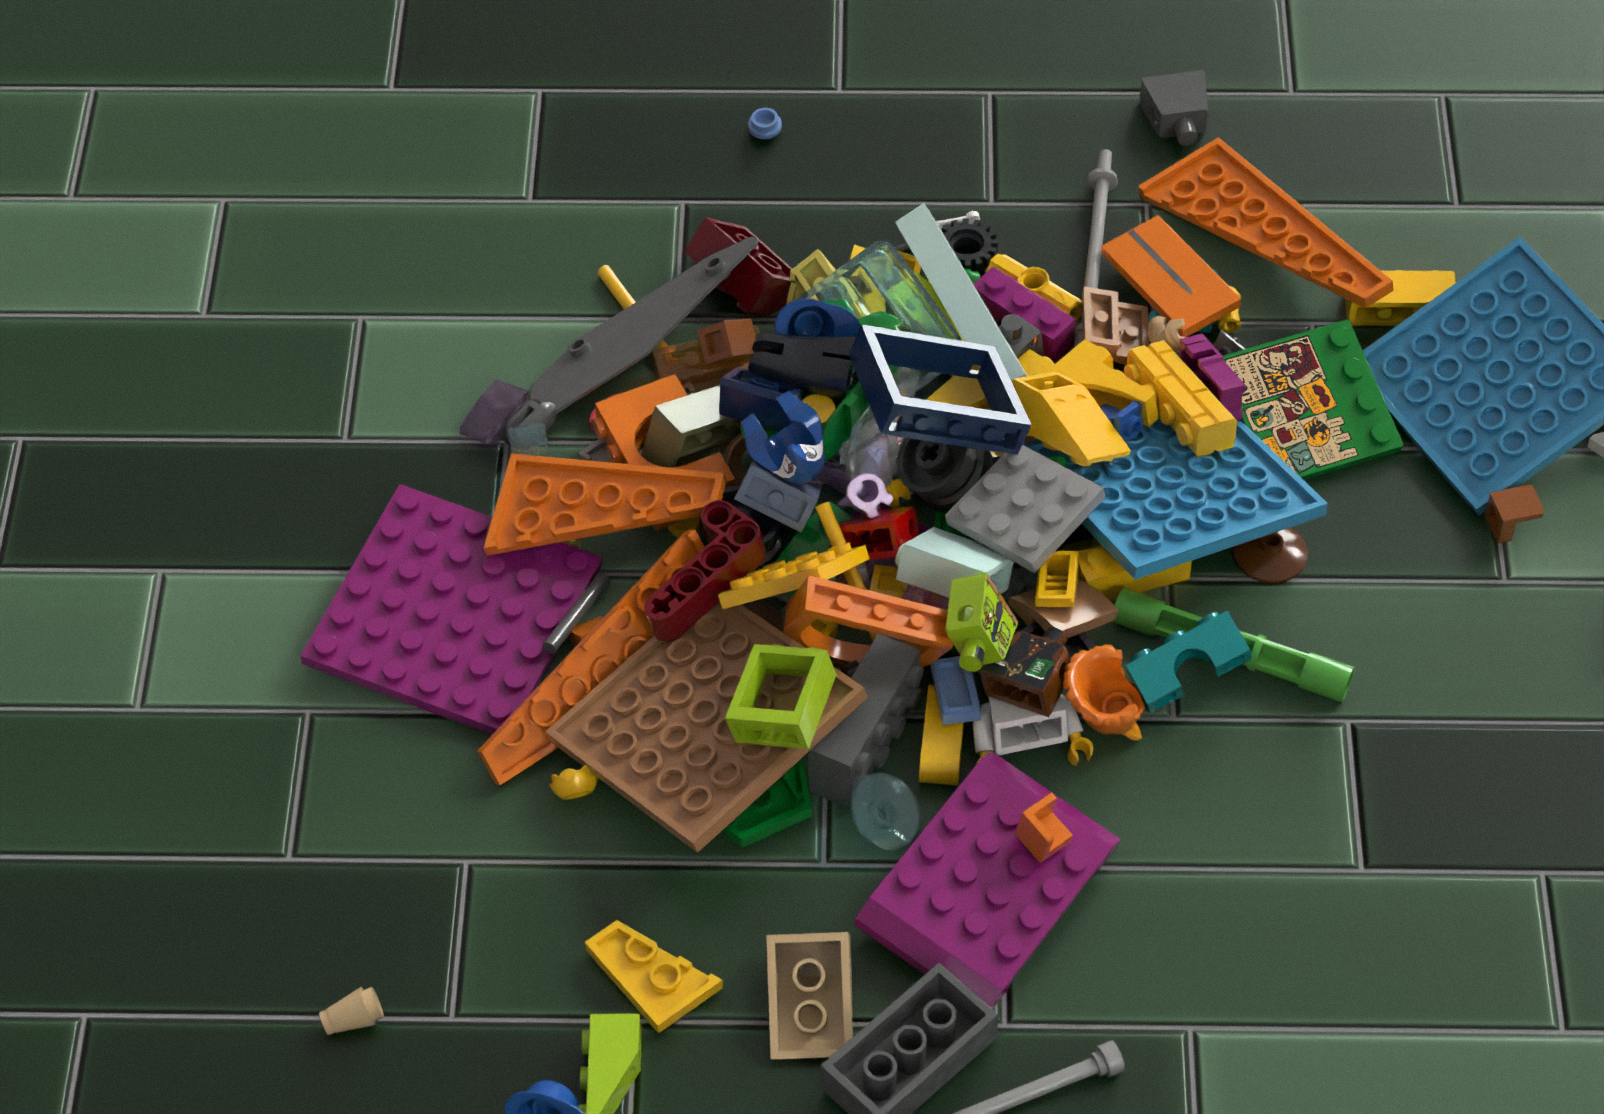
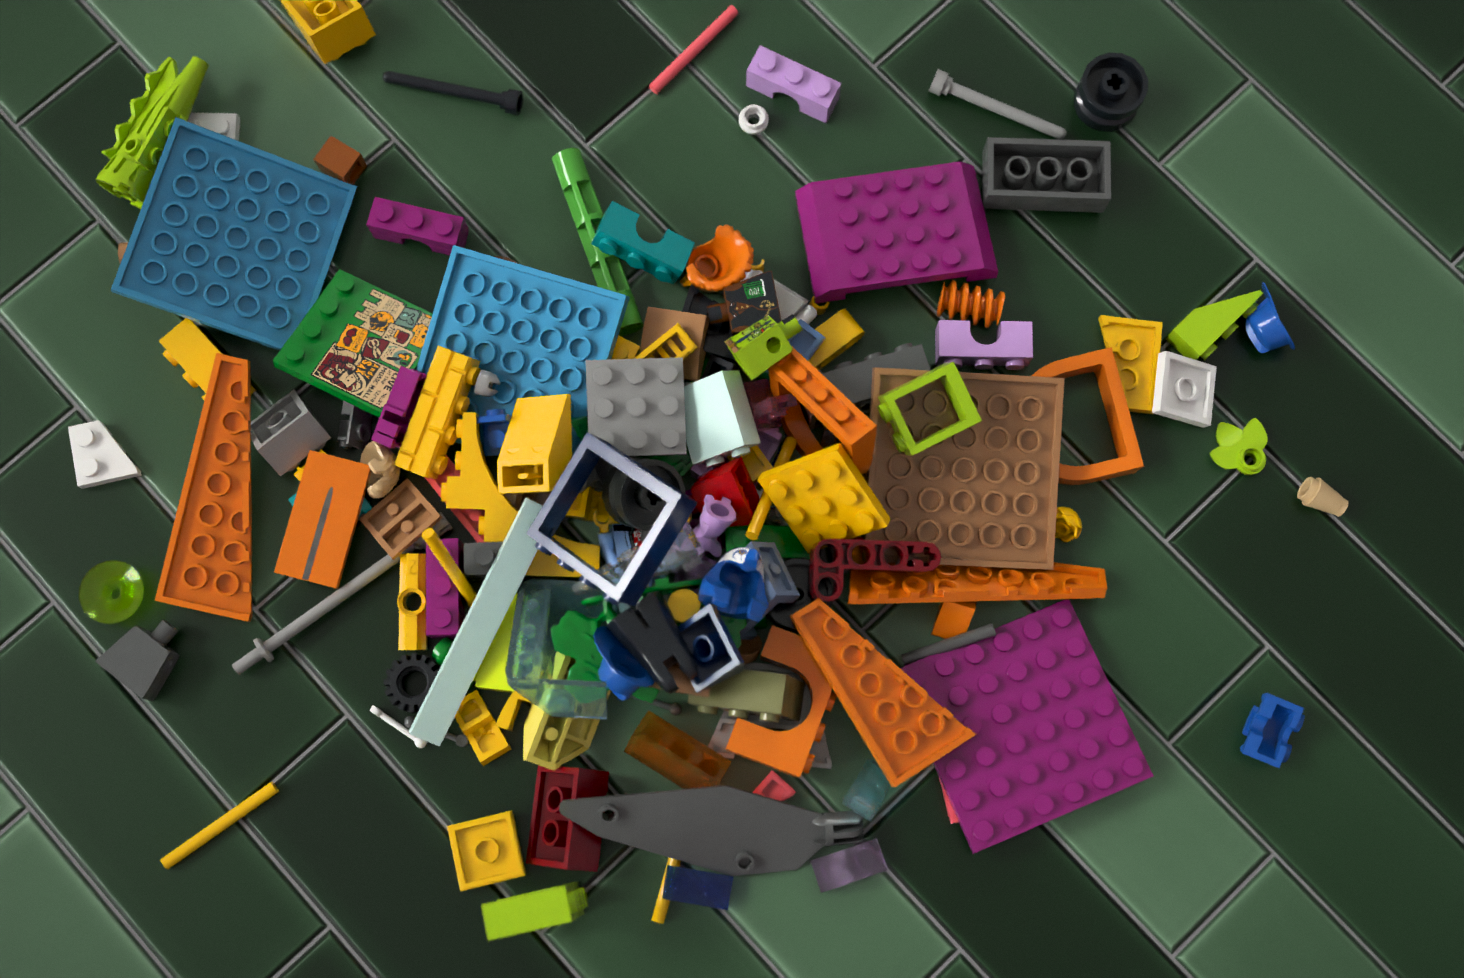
camera: 135 degrees left, 25 degrees up
(224, 775) = (1270, 728): none -> blue cylinder
(478, 994) = (1239, 443): none -> lime plate
(569, 884) = (1129, 457): none -> orange window
(576, 982) = (1184, 389): none -> white plate
(597, 306) = (697, 887): none -> clear blue plate
(688, 182) = (534, 910): none -> lime arch
(726, 340) = (665, 739): dark orange panel -> none
(764, 123) = (417, 942): medium blue plate -> none
(782, 206) = (486, 850): none -> yellow plate
(809, 994) = (1058, 264): tan slope -> none
(823, 839) = (1011, 349): none -> lavender arch
(850, 878) = (970, 303): none -> orange piece
(894, 803) = (907, 325): clear light blue dish -> none
(991, 76) = (219, 825): none -> yellow bar
(1033, 294) = (449, 565): none -> yellow bar
(1042, 830) = (851, 209): orange panel -> none
(1168, 440) = (485, 382): none -> light grey hinge
(1207, 927) = (812, 90): none -> lavender arch
(1234, 859) = (753, 111): none -> white plate
(1256, 120) = (97, 589): none -> clear neon green dish
(1276, 303) = (287, 433): none -> light grey slope
(1364, 883) = (693, 49): none -> coral bar
(1393, 189) = (98, 456): none -> white wing
(1406, 507) = (401, 221): none -> magenta arch
(1454, 686) = (509, 101): none -> black piece

